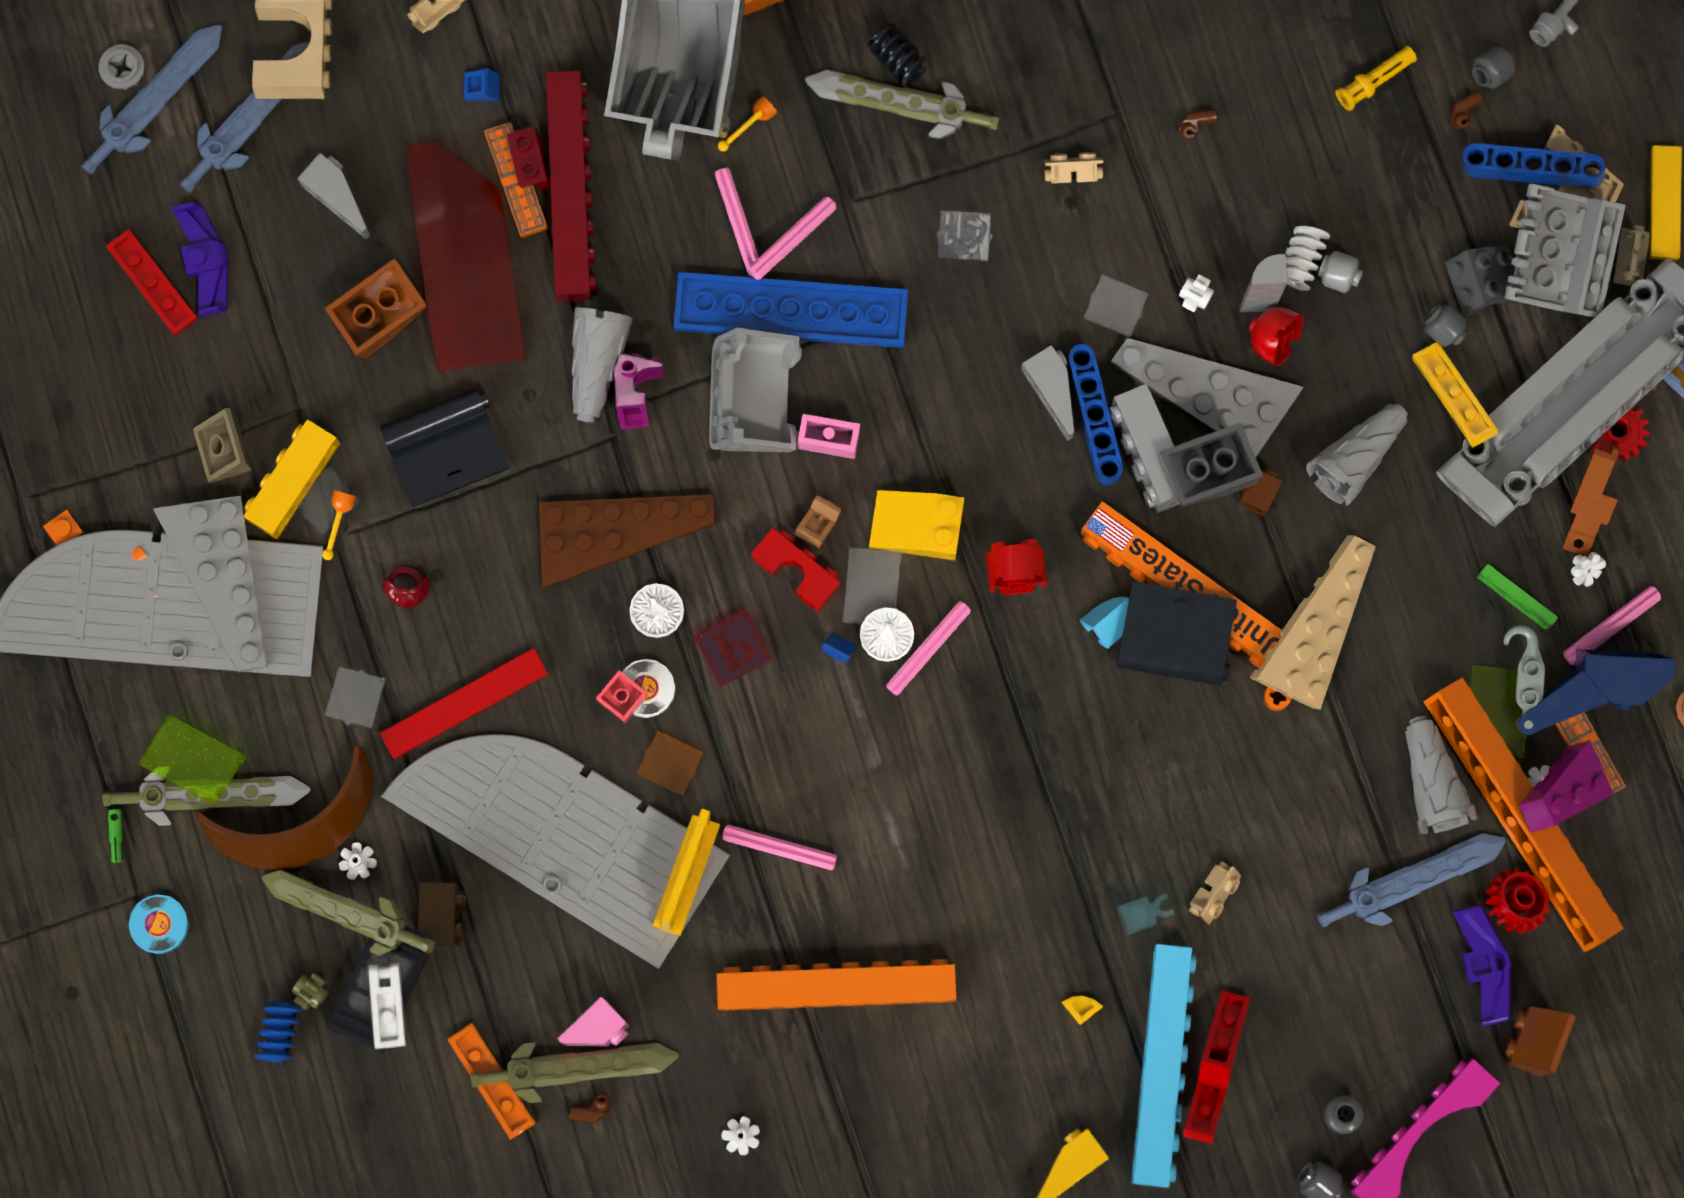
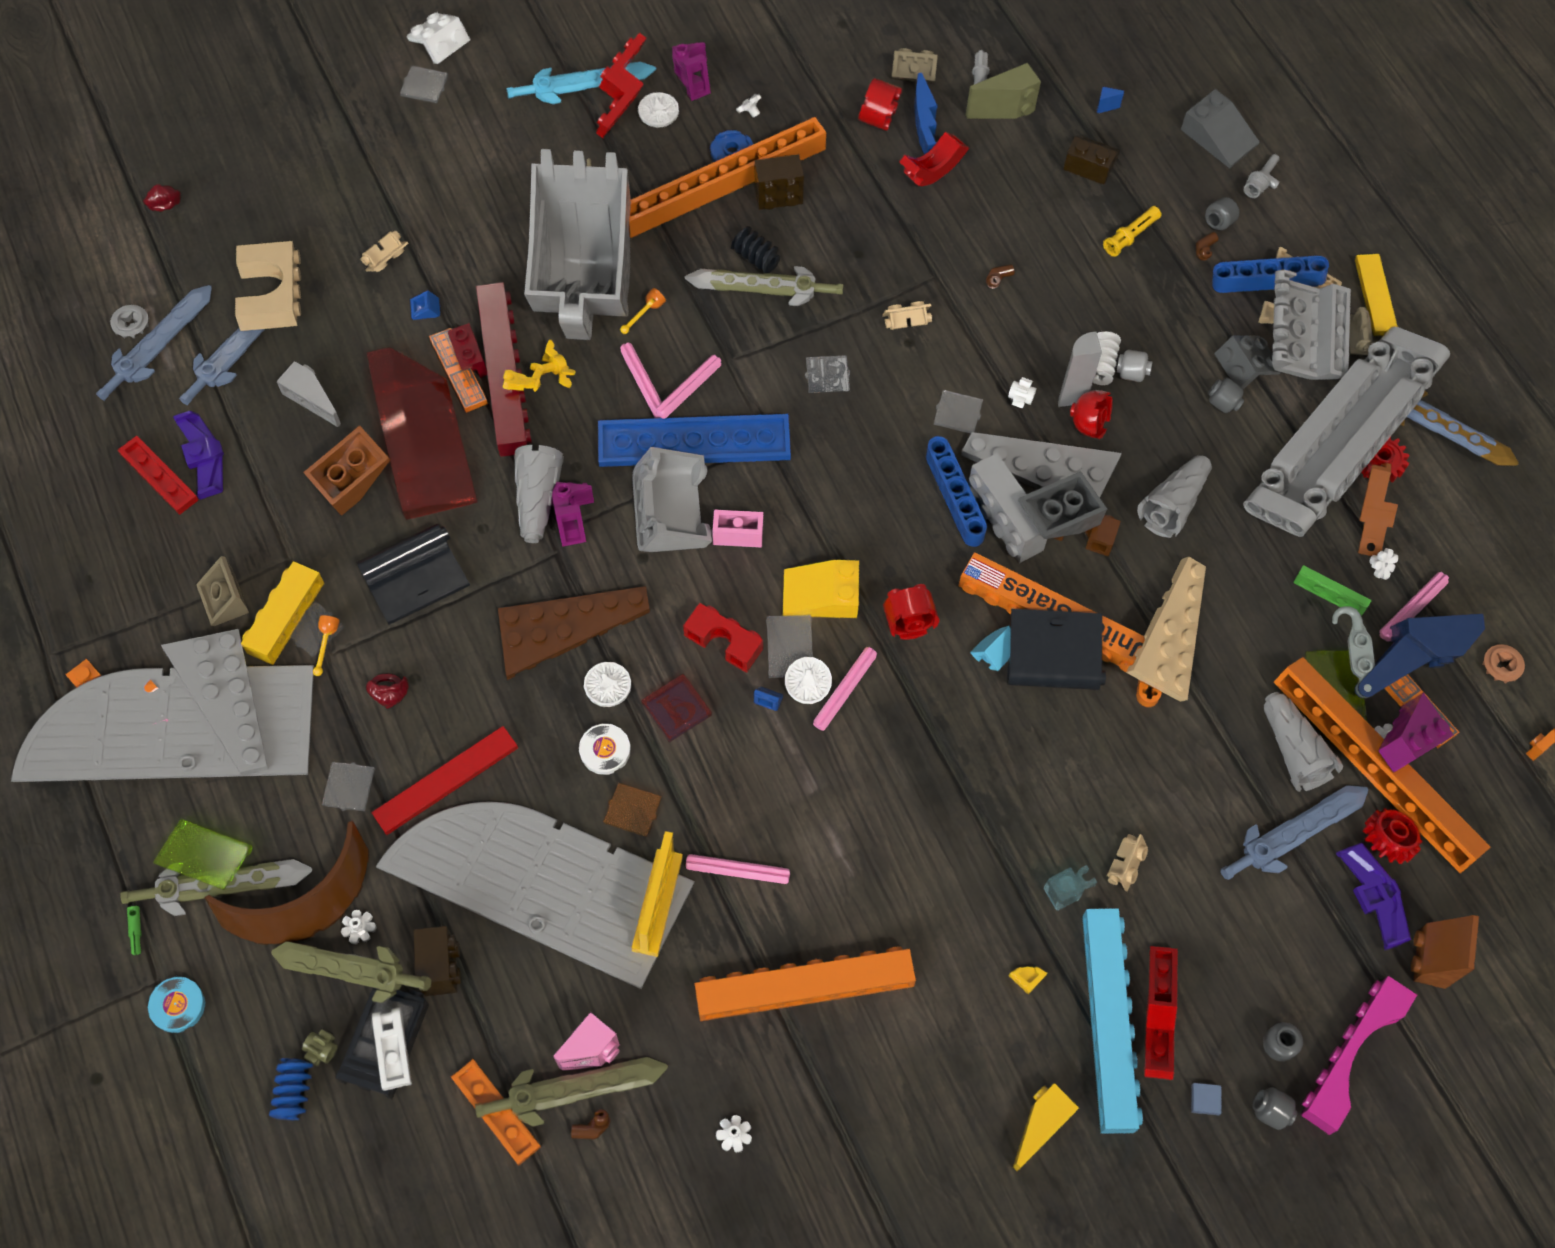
camera: 10 degrees left, 15 degrees down
(622, 696) = (584, 754): coral piece -> none
(635, 189) = (556, 365): none -> yellow piece
(818, 521) = (738, 596): medium nougat bracket -> none
(1050, 381) = (914, 469): light grey slope -> none
(1250, 1162) = (1206, 1099): none -> sand blue tile
(1455, 394) = (1246, 443): yellow tile -> none

